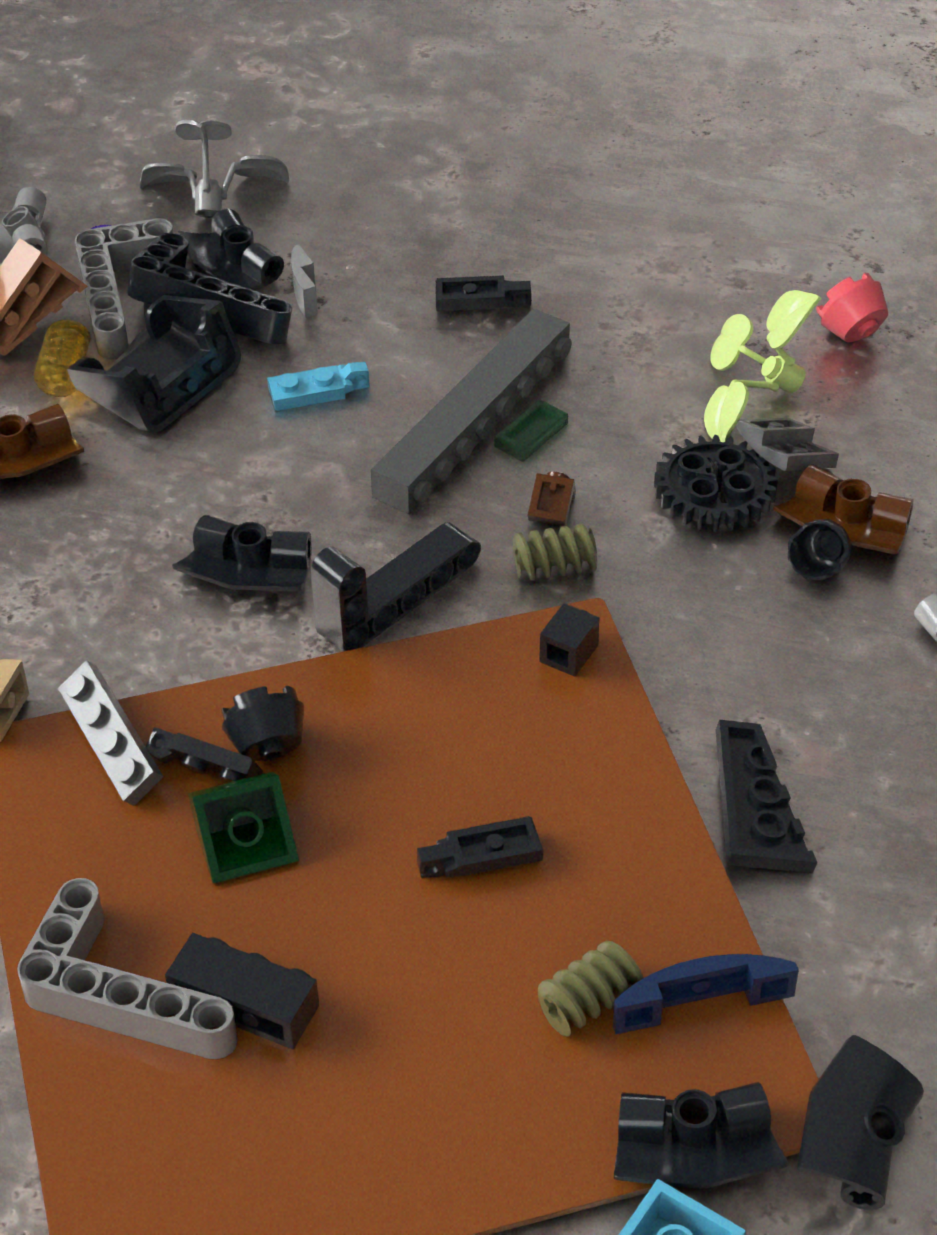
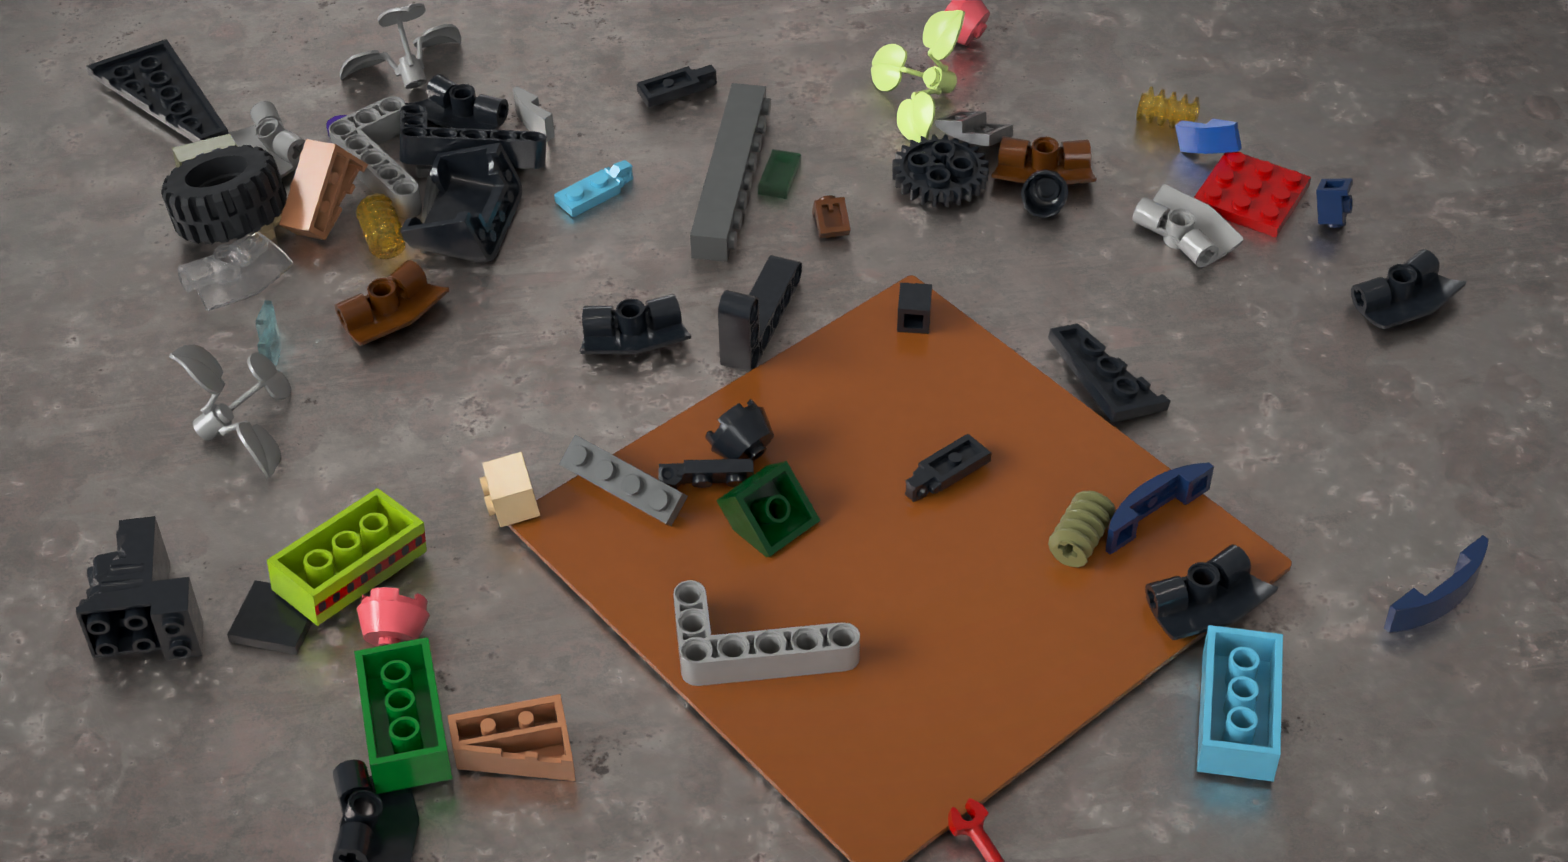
camera: 25 degrees left, 0 degrees up
(263, 995) = (870, 609): black brick -> none
(554, 551) = (859, 253): olive piece -> none
(857, 1119) = (1303, 547): black panel -> none

